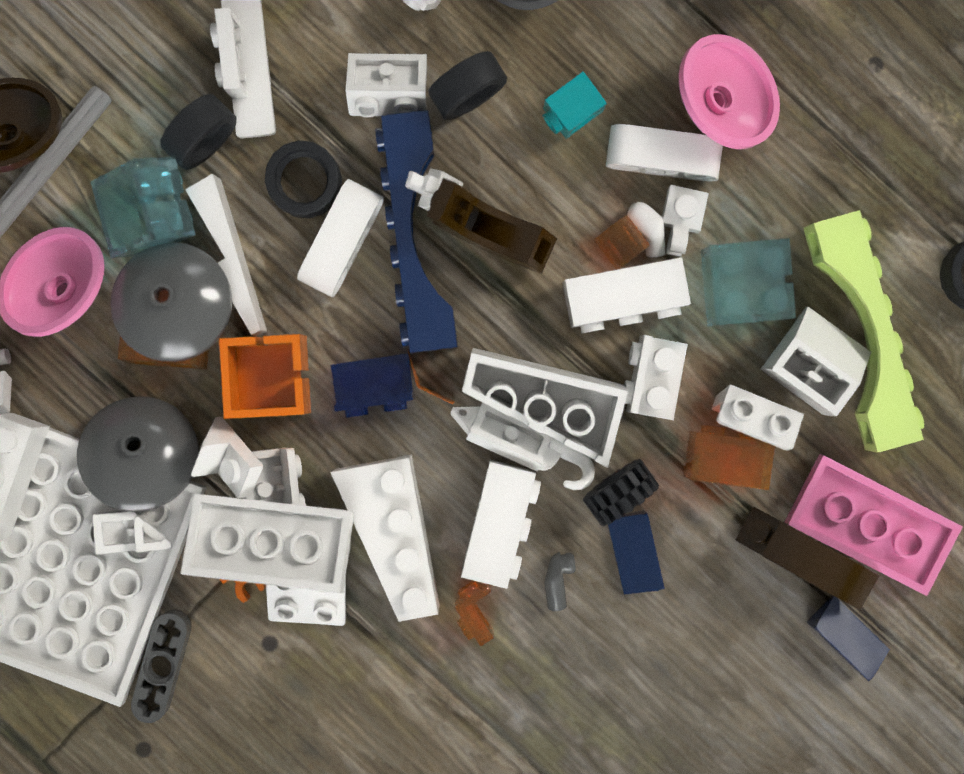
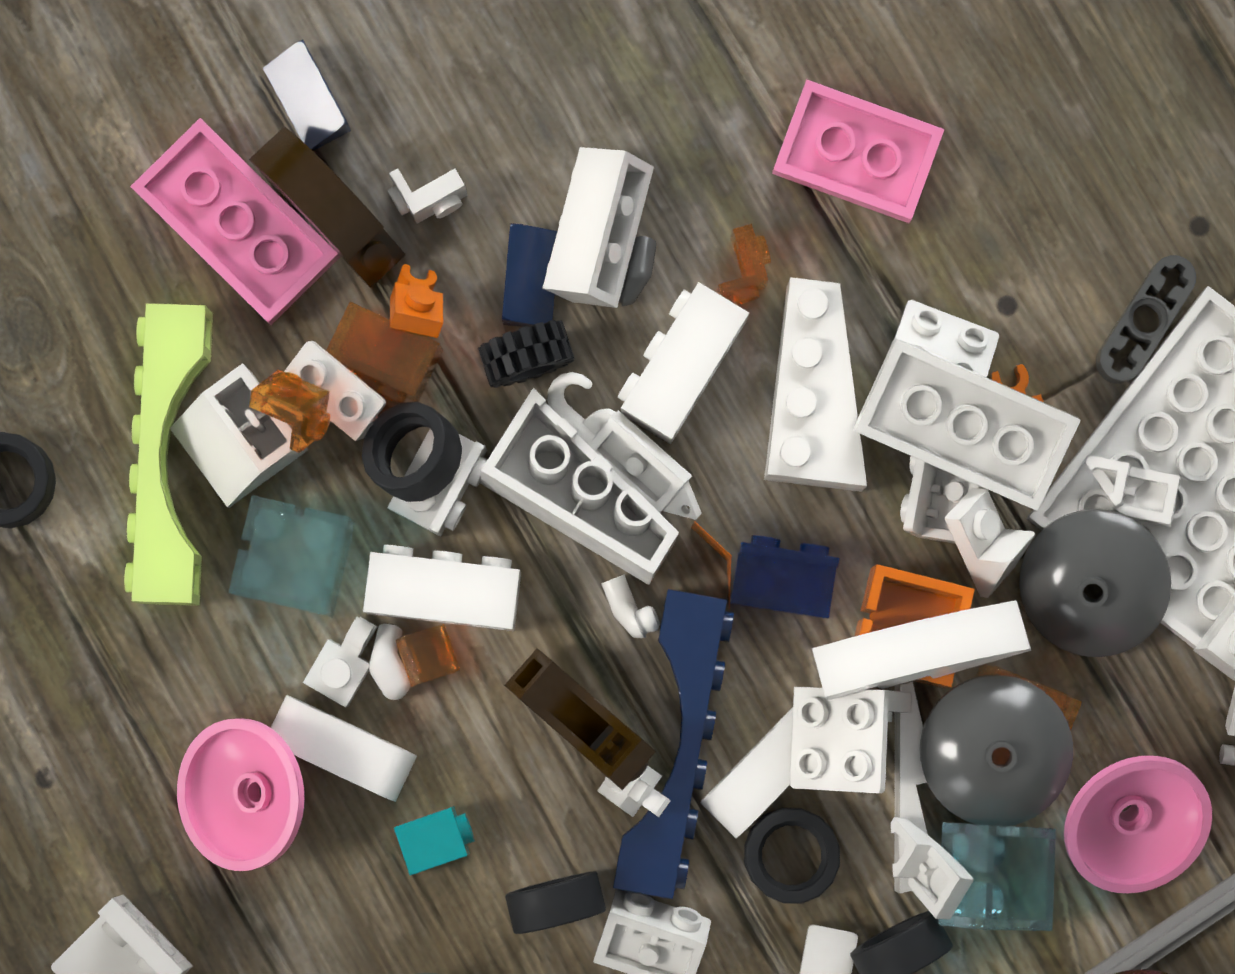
camera: 160 degrees left, 5 degrees down
(193, 195) = (930, 870): none -> white slope
(248, 358) = (921, 649): none -> white slope
(289, 275) = (842, 739): none -> white bracket
(417, 727) = (858, 151): none -> bright pink plate
(484, 323) = (625, 610): none -> white arm
(596, 607) = (598, 227): none -> white brick
(707, 394) = (389, 430): none -> black tyre
(716, 503) = (416, 305): none -> orange plate
(727, 590) = (437, 197): none -> white bracket
(787, 396) = (295, 403): none -> clear orange bracket

